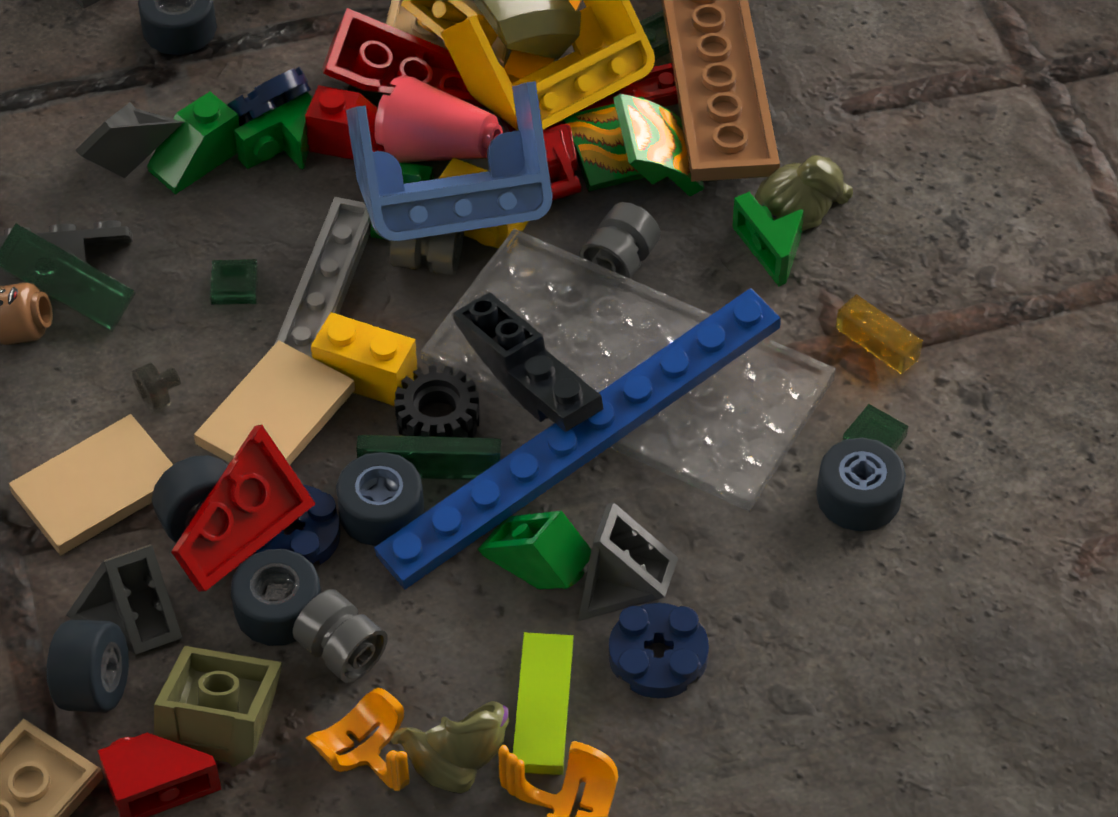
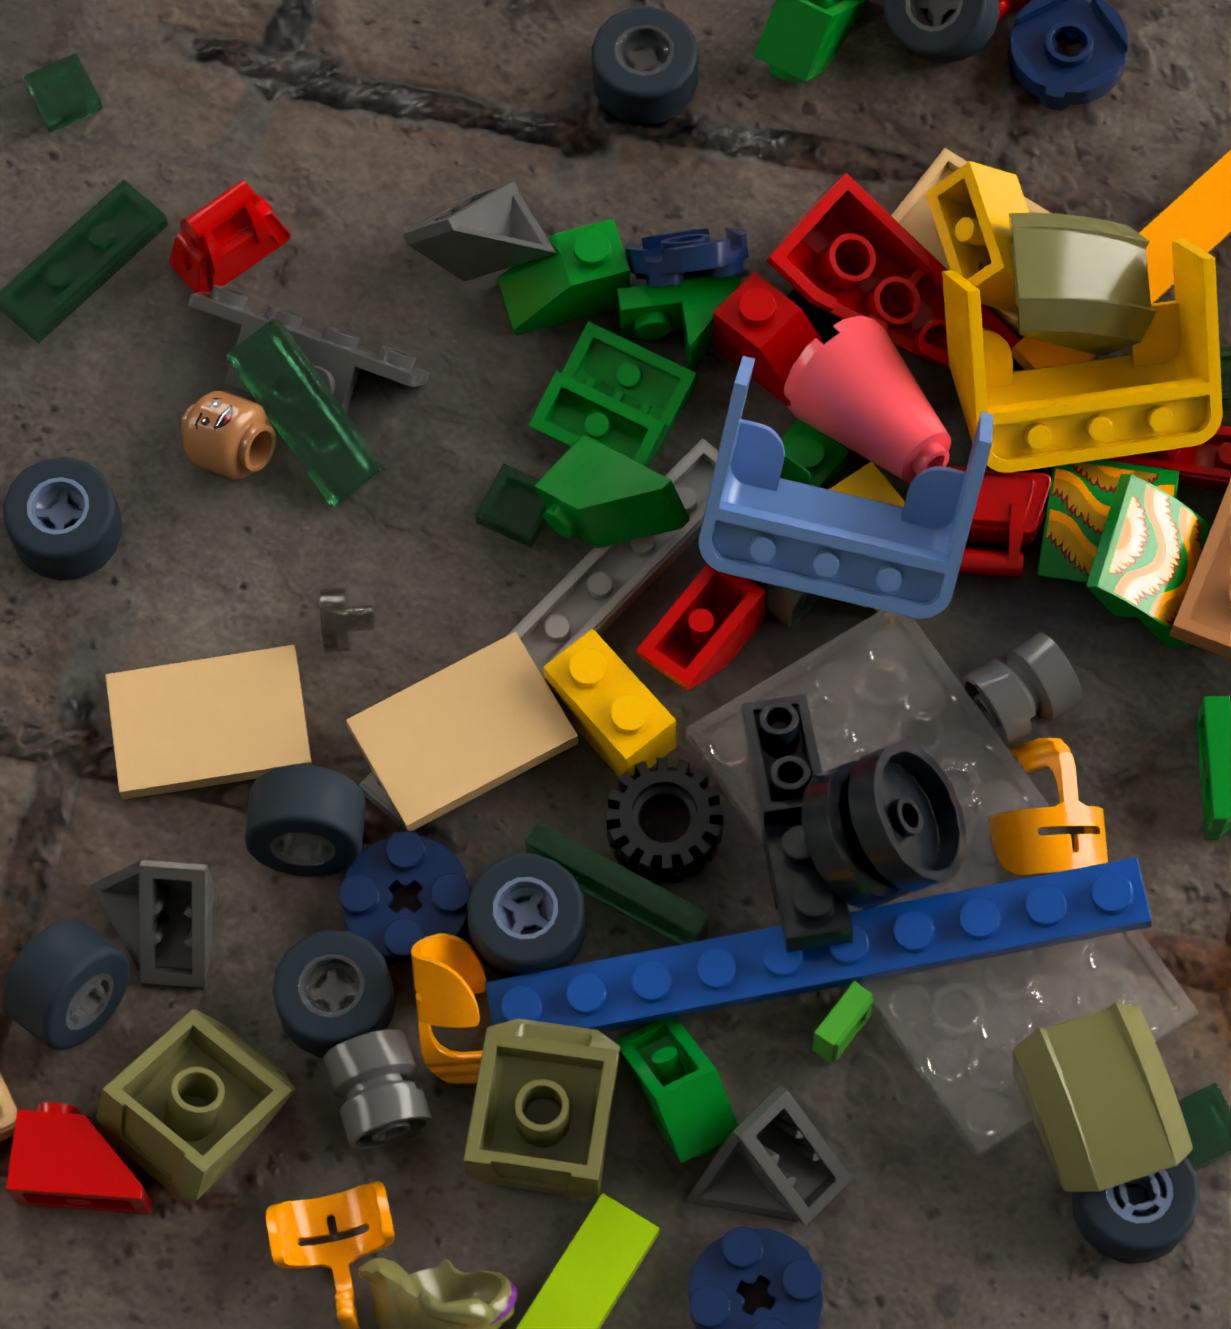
camera: 30 degrees right, 15 degrees up
(242, 512) = (338, 871): red wing -> none
(264, 199) = (614, 396): none -> green slope
(296, 243) = (607, 497): none -> green slope
(357, 549) = (445, 982): none -> light orange helmet
(402, 281) = (705, 627): none -> red slope
(460, 600) = (542, 1108): none -> olive slope
(586, 330) = (884, 825): none -> black wheel
(620, 469) = (843, 1023): none -> bright green tile
(667, 316) = (1016, 832): none -> light orange helmet
(806, 427) = (1101, 1099): none -> olive slope

